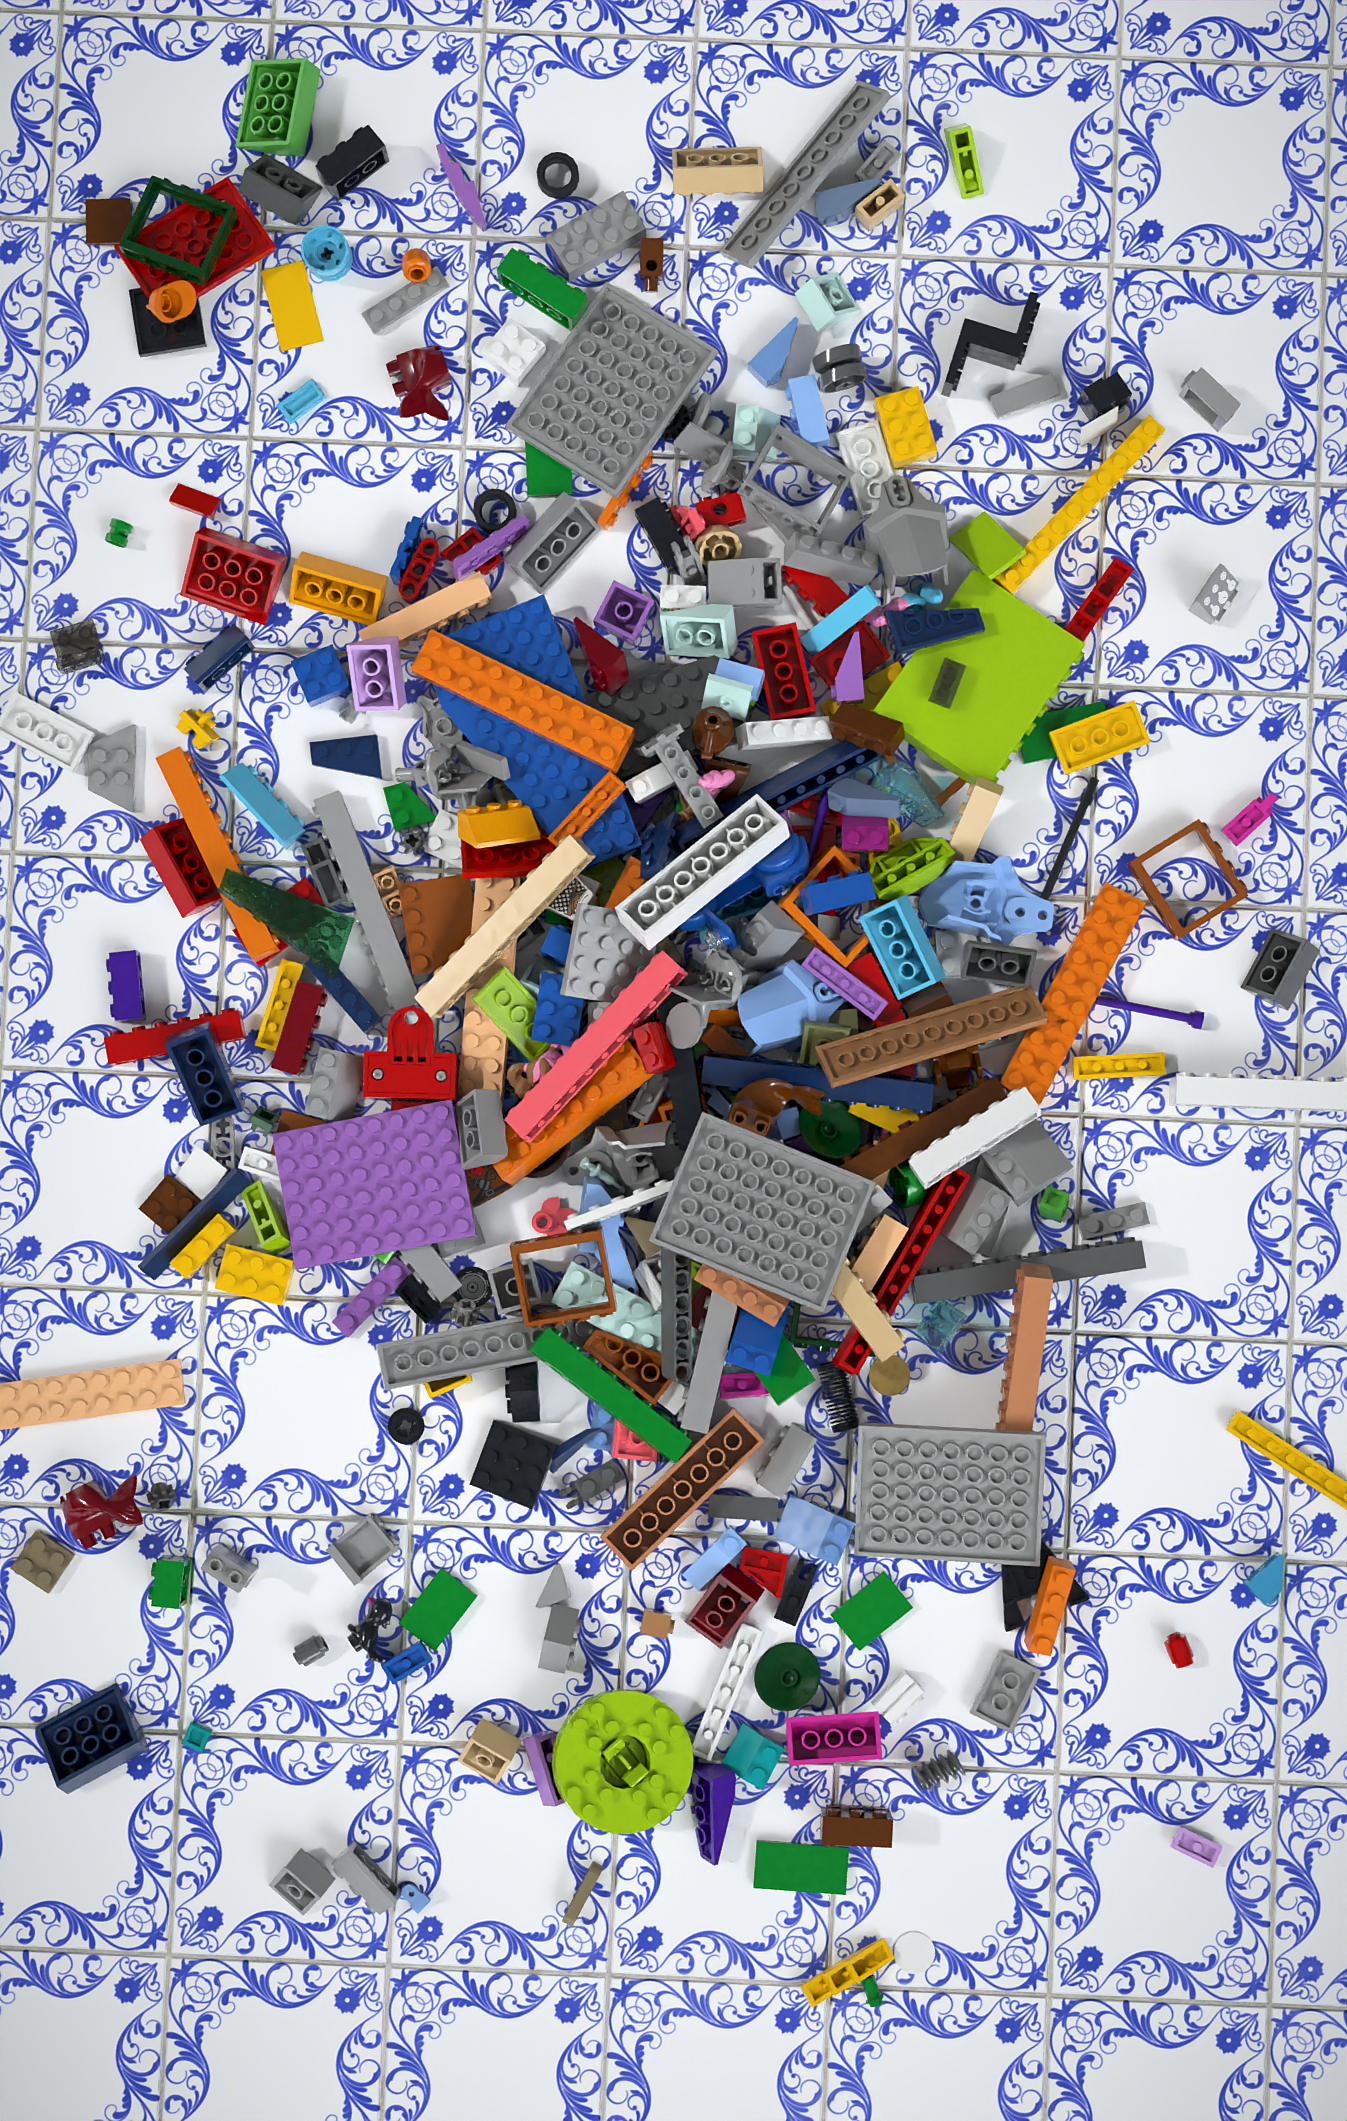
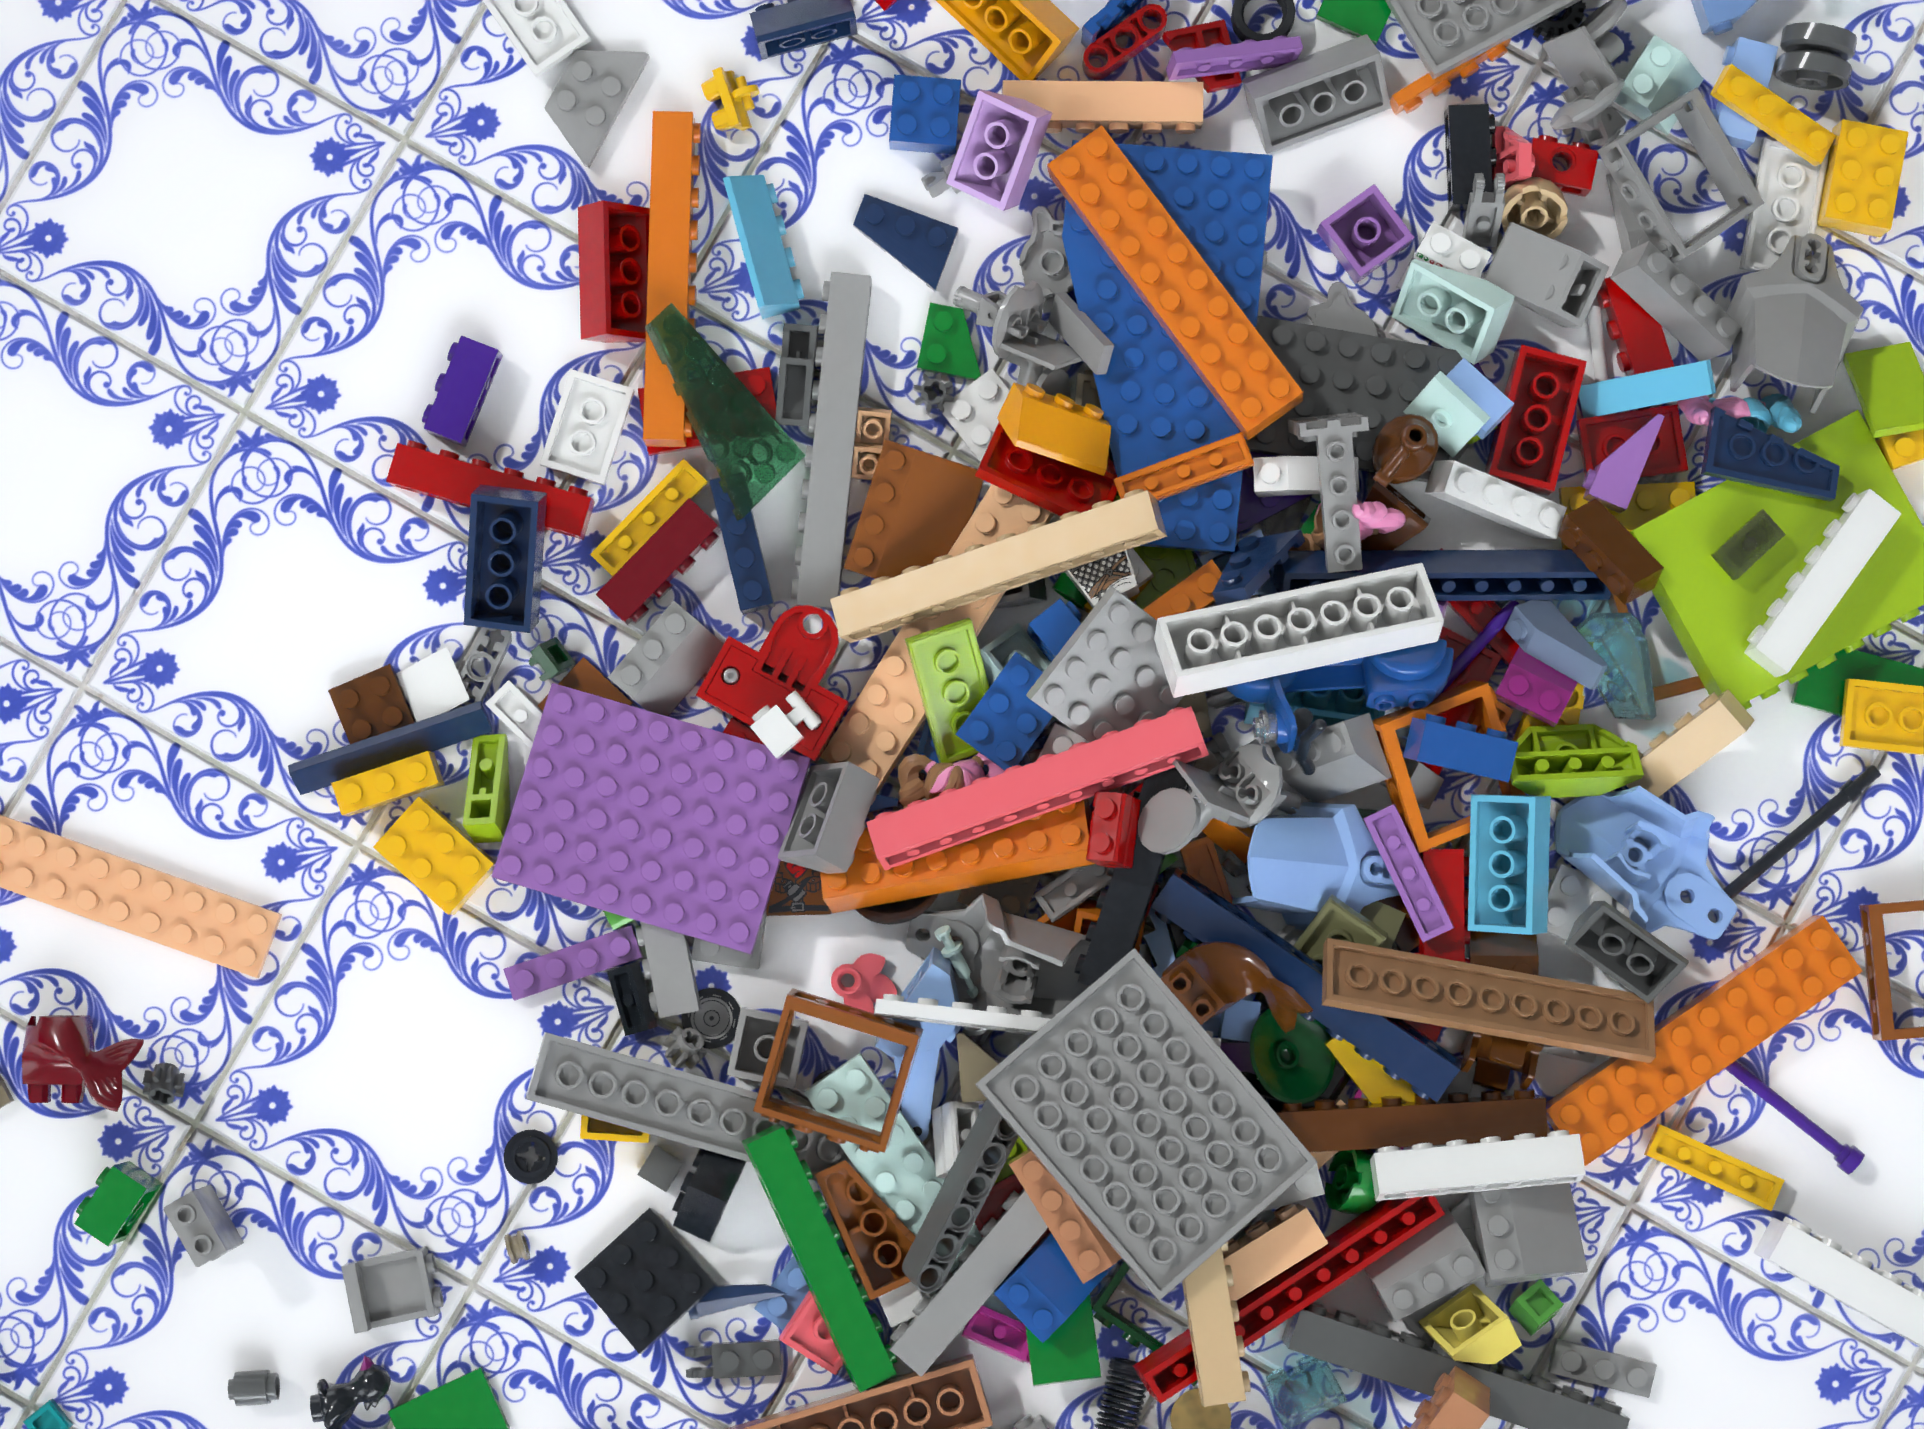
camera: 25 degrees right, 0 degrees up
(213, 969) = (587, 427): none -> white plate
(423, 1091) = (779, 730): none -> white brick
(425, 1484) = (517, 1247): none -> dark tan bush
(488, 1392) = (660, 1168): none -> dark grey tile
(603, 659) = (1307, 279): dark red slope -> none
(832, 416) = (1773, 115): none -> yellow plate
(1002, 683) = (1821, 583): none -> white brick
(1022, 1236) = (1472, 1328): none -> light yellow slope

